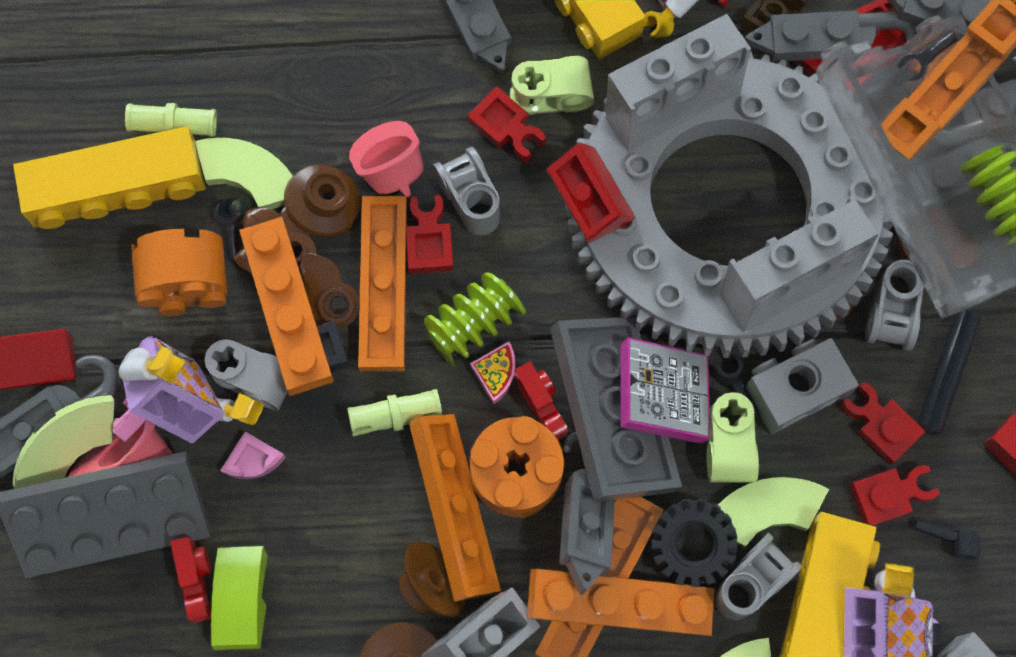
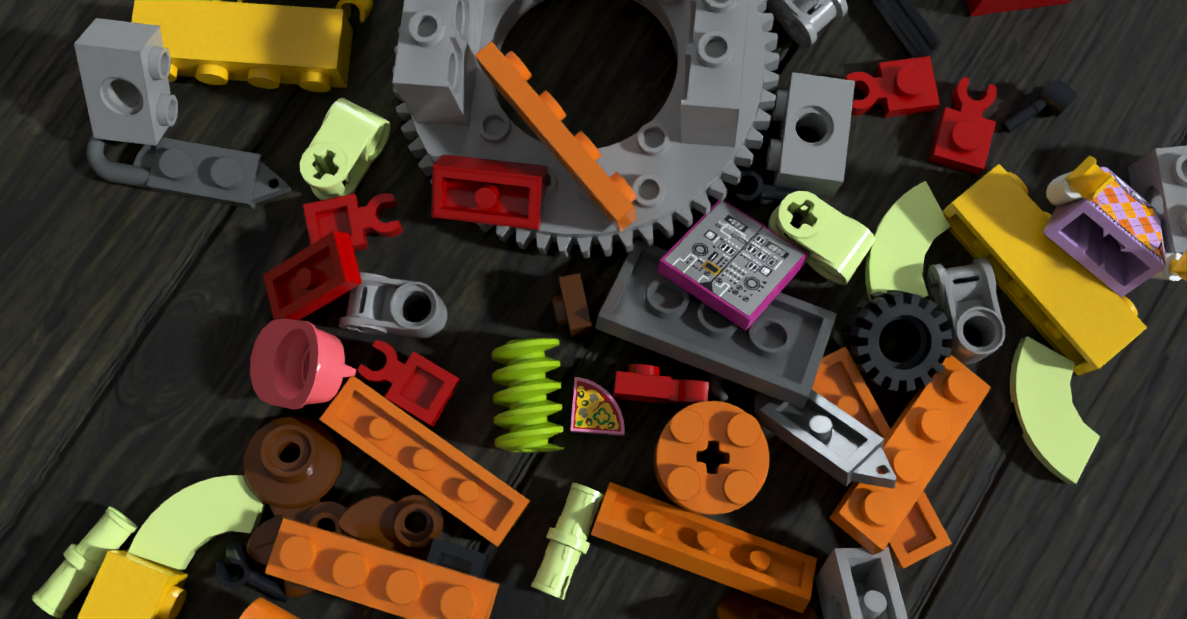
camera: 55 degrees left, 5 degrees up
(452, 125) = (313, 277): none -> red plate
(556, 305) = (571, 306): none -> reddish brown plate
(655, 225) = (544, 118): none -> orange plate

